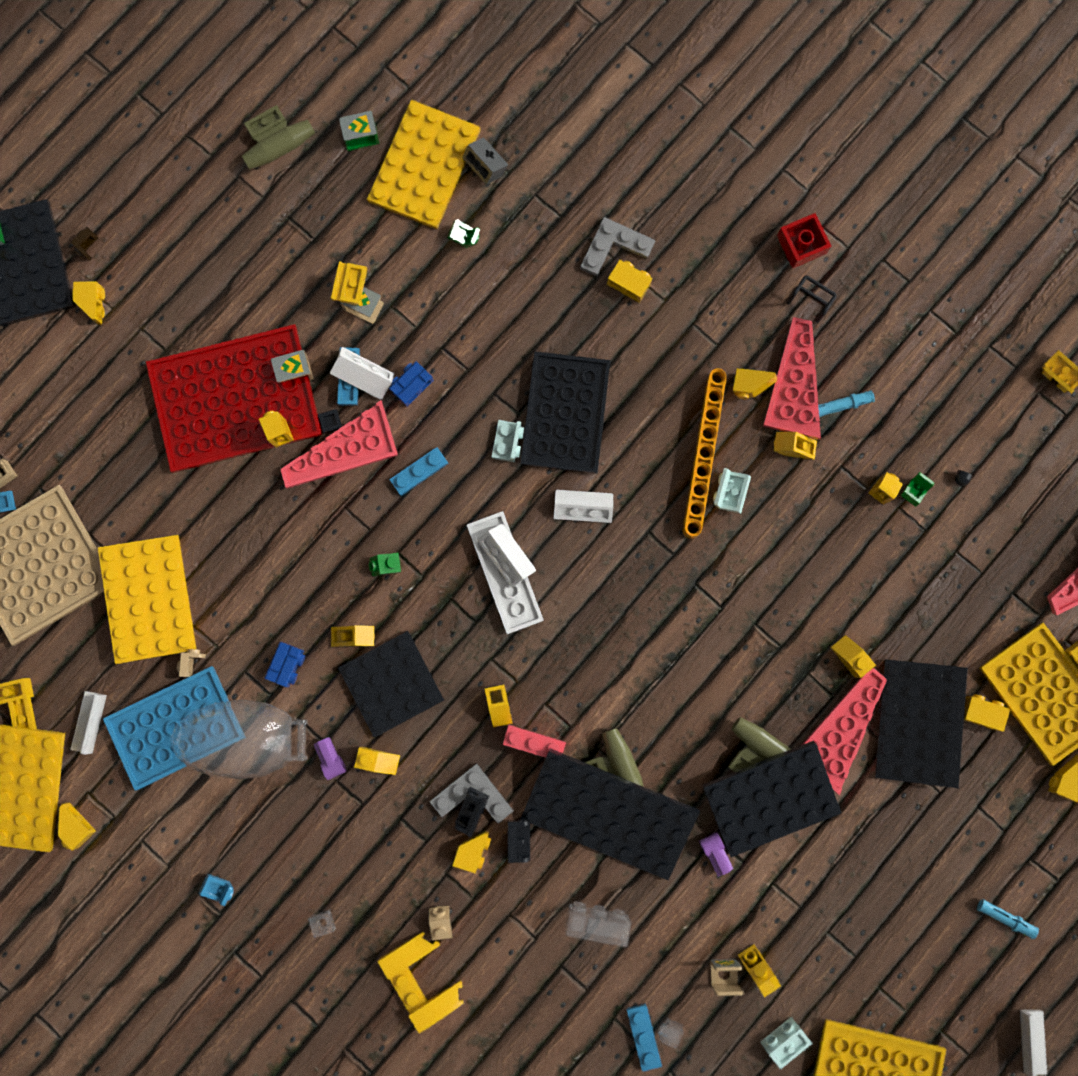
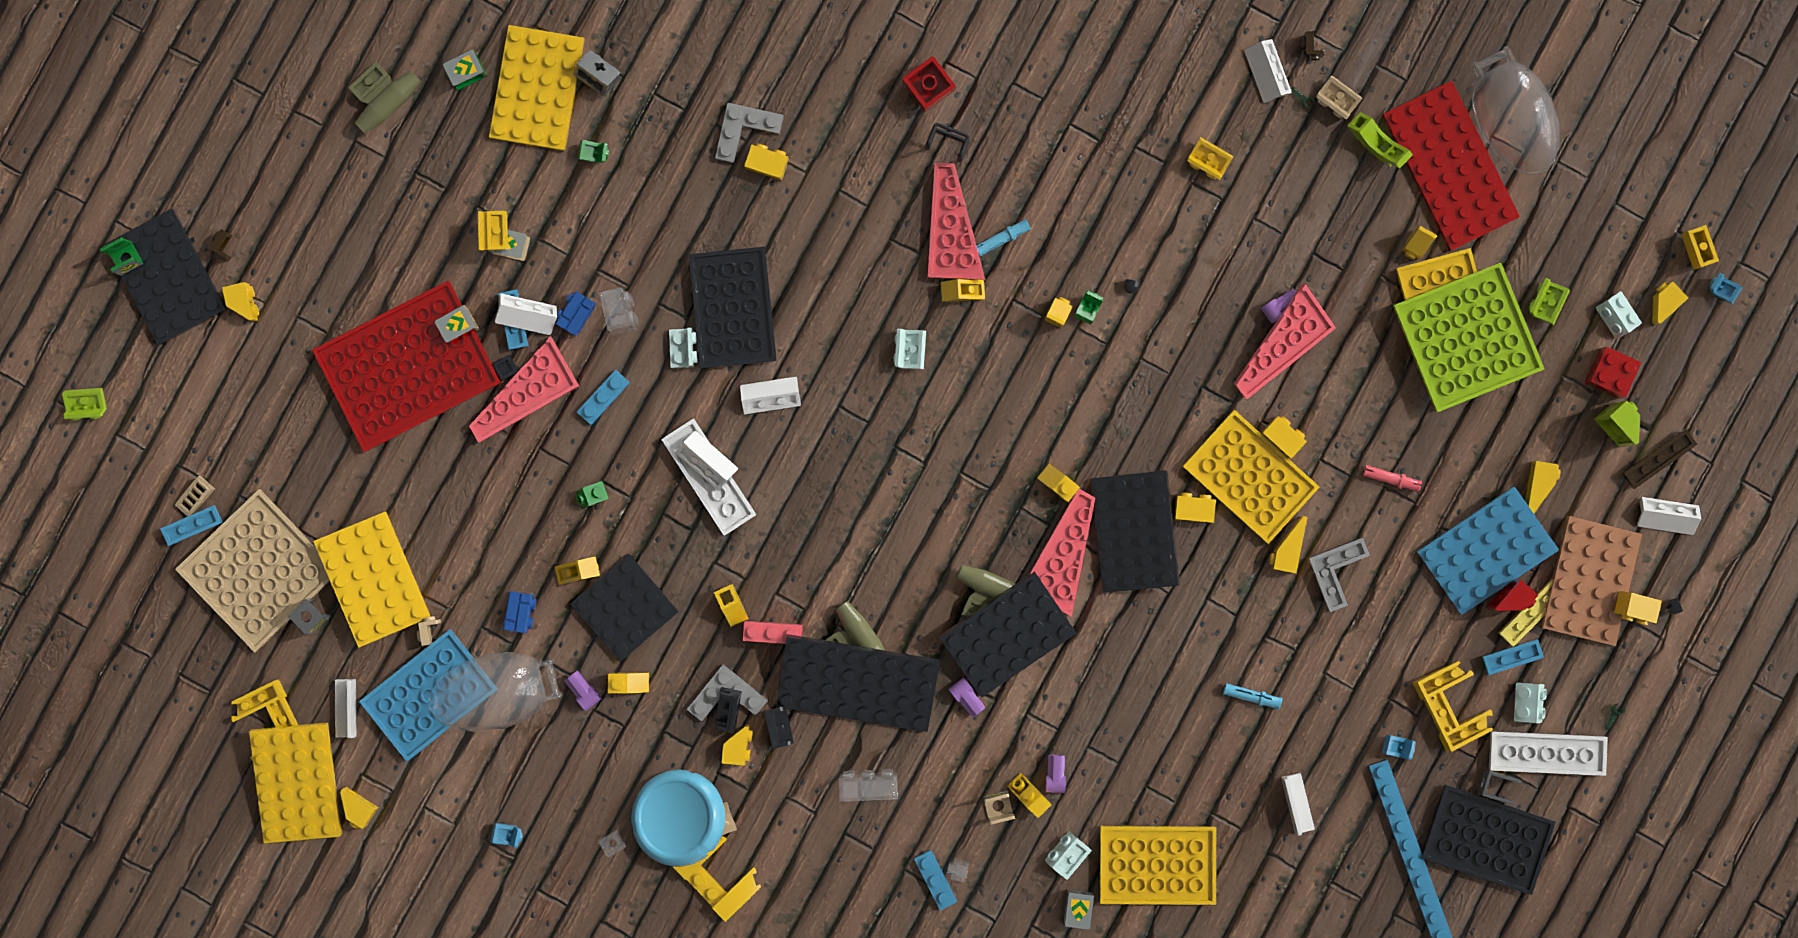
camera: 10 degrees left, 5 degrees up
(80, 626) = (316, 621): none -> dark grey piece
(276, 428) = (456, 389): yellow brick -> none
(395, 912) = (678, 818): none -> medium azure piece
(454, 388) = (618, 311): none -> clear piece
(709, 445) = (876, 308): light orange beam -> none
(752, 382) = (907, 238): yellow slope -> none
(789, 960) = (1055, 778): none -> medium lavender piece

